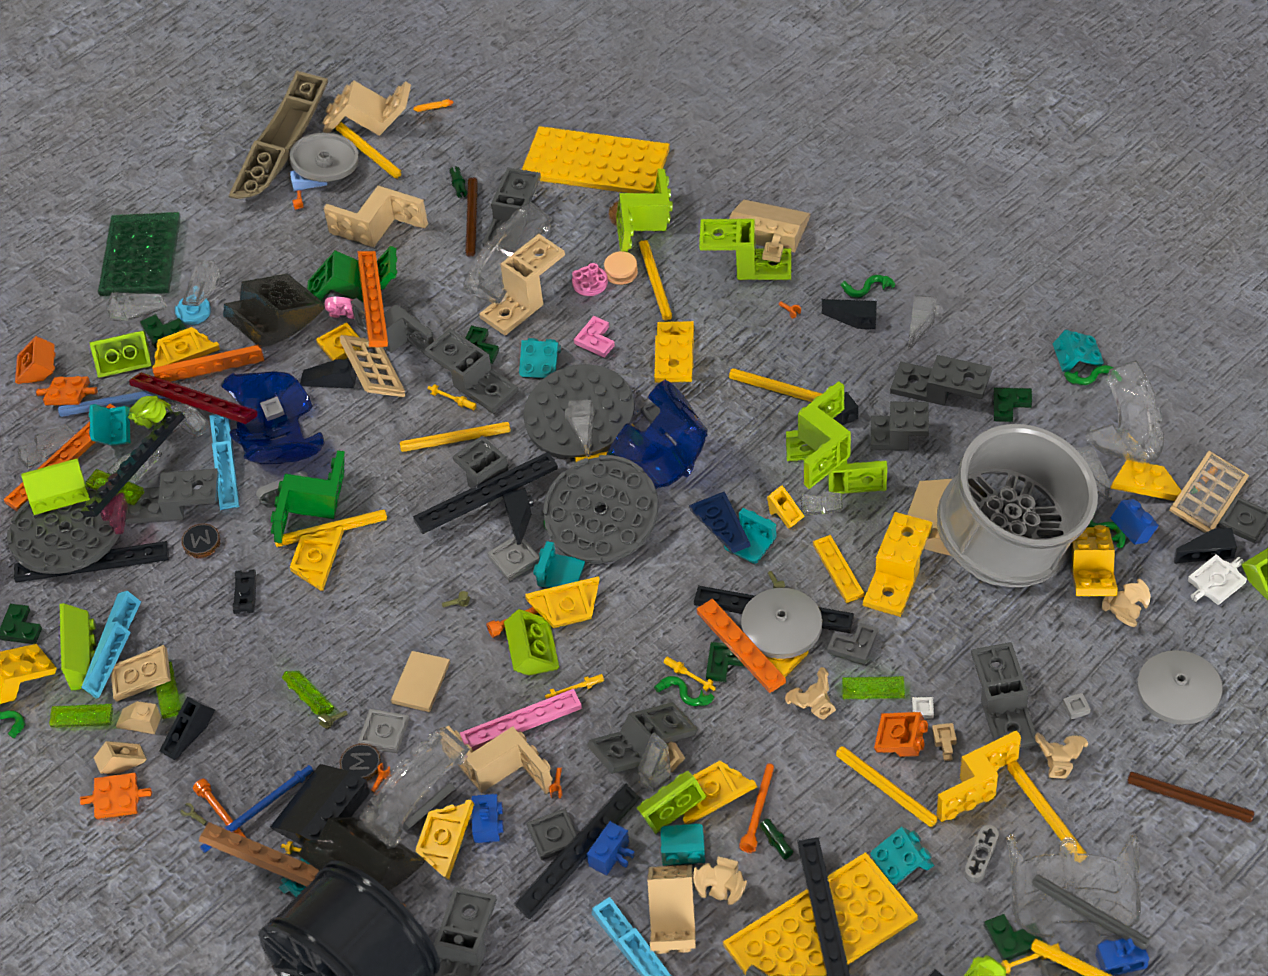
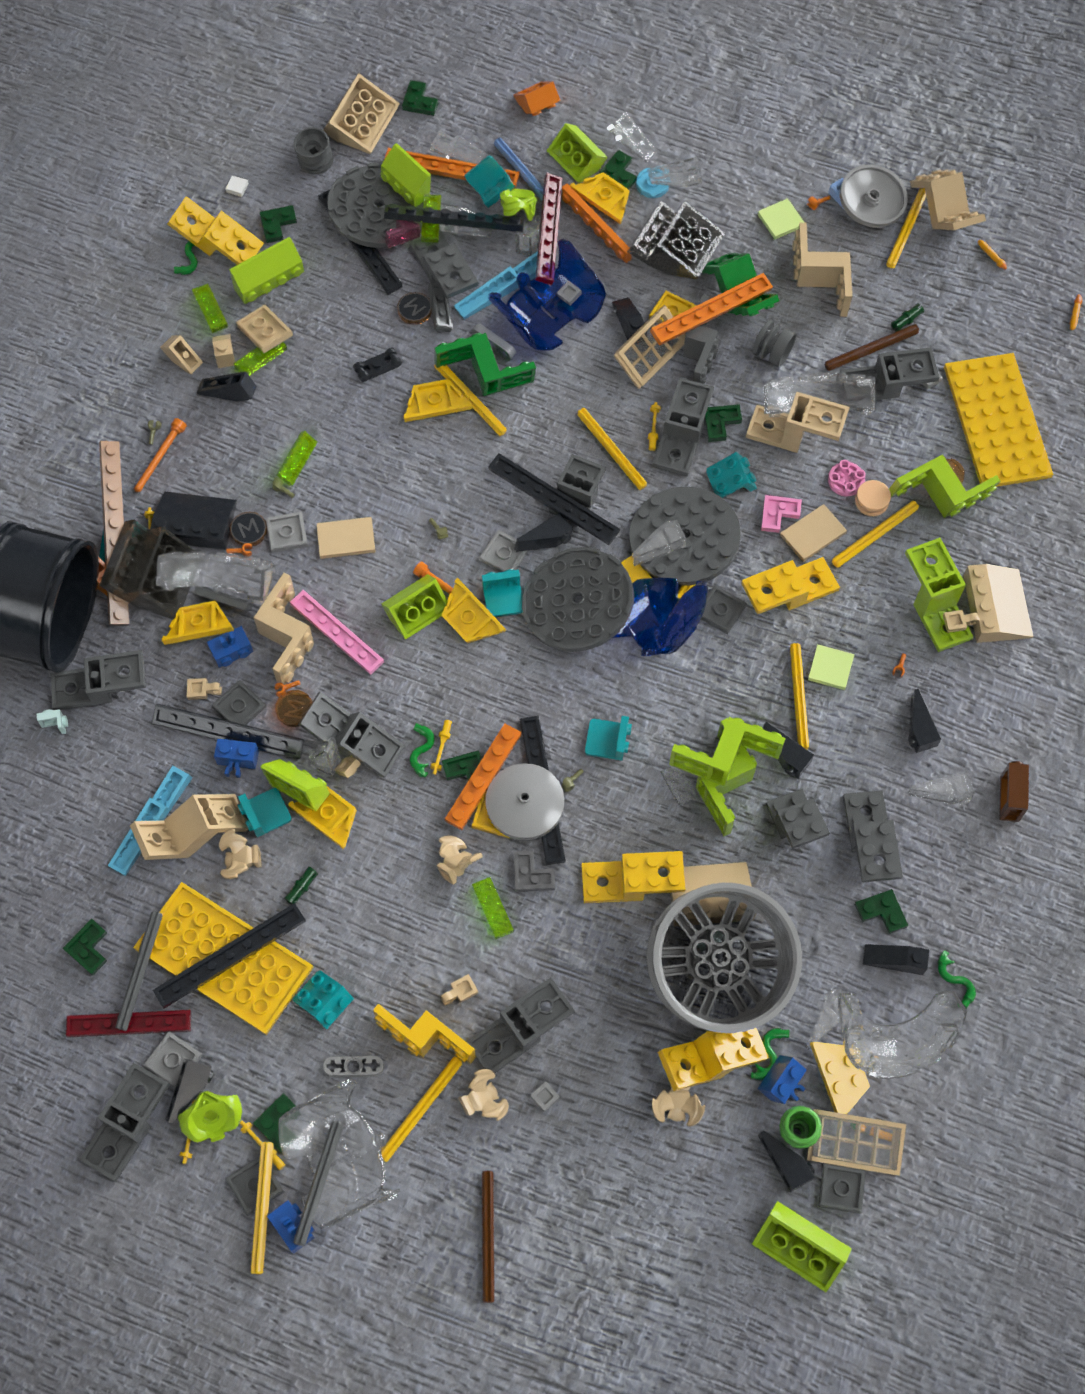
camera: 60 degrees right, 15 degrees up
(67, 390) = (518, 135): orange plate -> none
(111, 643) = (280, 293): medium azure slope -> none
(115, 795) = (148, 369): orange plate -> none
(139, 253) = (692, 112): clear green plate -> none
(215, 518) = (440, 308): none -> dark grey tile
(274, 145) = (888, 150): dark tan slope -> none
(298, 231) = (780, 218): none -> yellowish green tile
(299, 777) = (216, 490): blue bar -> none
(339, 306) = (702, 286): bright pink tile -> none
(428, 275) = (772, 342): none -> dark grey wheel
(518, 860) = (200, 688): none -> tan plate
(525, 74) = (1075, 313): none -> light orange piece
(582, 786) = (292, 707): none -> clear orange tile
(588, 682) = (397, 667): yellow piece -> none
(629, 322) = (813, 533): none -> tan tile
(722, 521) = (620, 701): dark blue wing -> none
(748, 841) = (290, 864): orange piece -> none
(765, 356) = (831, 667): none -> yellowish green tile
(782, 504) = (654, 753): yellow slope -> none
(838, 569) = (611, 827): yellow tile -> none
(850, 291) = (949, 715): green animal -> none
(887, 786) = (392, 957): yellow axle -> none
(901, 733) = (448, 950): orange plate -> none
(923, 705) = (489, 959): white tile -> none
(952, 262) = (1014, 791): none -> reddish brown window
(1058, 404) = (897, 958): none -> black slope
(1076, 347) = (979, 953): teal bracket -> none
(1179, 687) = (606, 1207): light grey dish -> none
(1186, 518) = (805, 1121): none -> bright green piece
(1217, 579) = (751, 1183): white plate -> none

